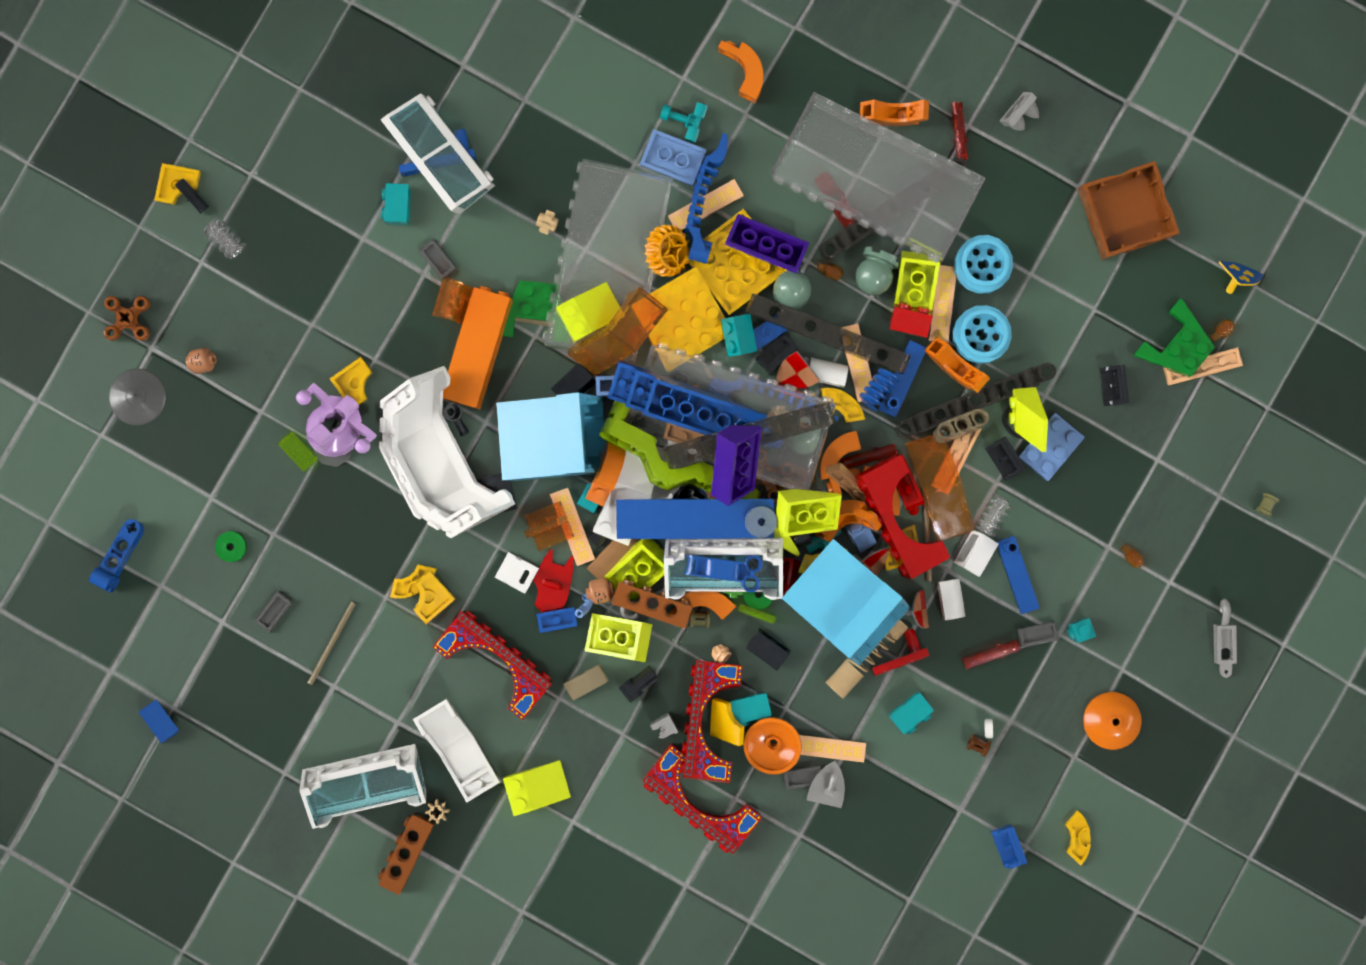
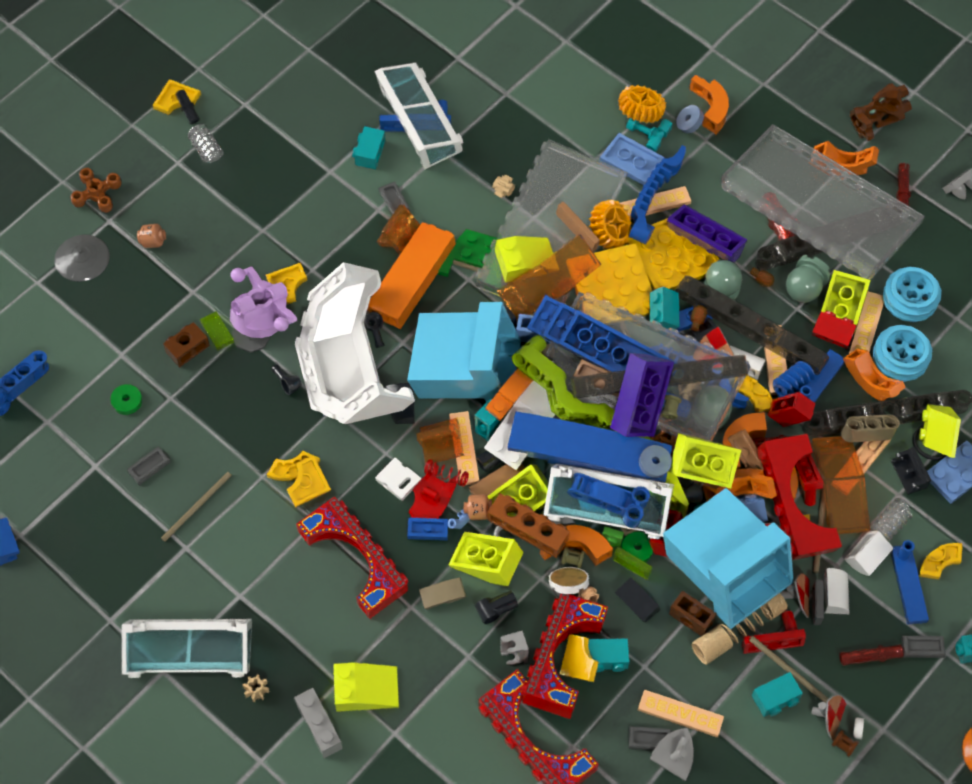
camera: 15 degrees right, 25 degrees down
(282, 472) = (183, 353): none -> reddish brown brick
(386, 495) = (289, 383): none -> black bar
(394, 882) = (211, 734): dark orange brick -> none
(457, 749) = (293, 628): white windscreen -> none
(509, 841) = (318, 722): none -> light grey arch
(543, 556) = (427, 471): none -> red piece
(634, 263) = (576, 225): none -> medium nougat tile
(683, 91) = (642, 104): none -> light orange gear
(700, 645) = (568, 580): none -> pearl gold tile
(732, 96) = (690, 119): none -> sand blue piece
(766, 461) = (670, 407): none -> olive bush
(770, 757) = (622, 678): orange dish -> none
(774, 335) = (698, 317): none -> clear orange cylinder
(821, 654) = (692, 613): none -> reddish brown brick
(882, 423) = (791, 409): none -> red brick
(918, 688) = (787, 668): none -> dark tan axle
(931, 34) = (891, 104): none -> reddish brown hips
(935, 614) = (818, 602): none -> dark grey tile
(963, 722) = (833, 712): none -> shield
(1043, 542) = (939, 559): none -> yellow tile

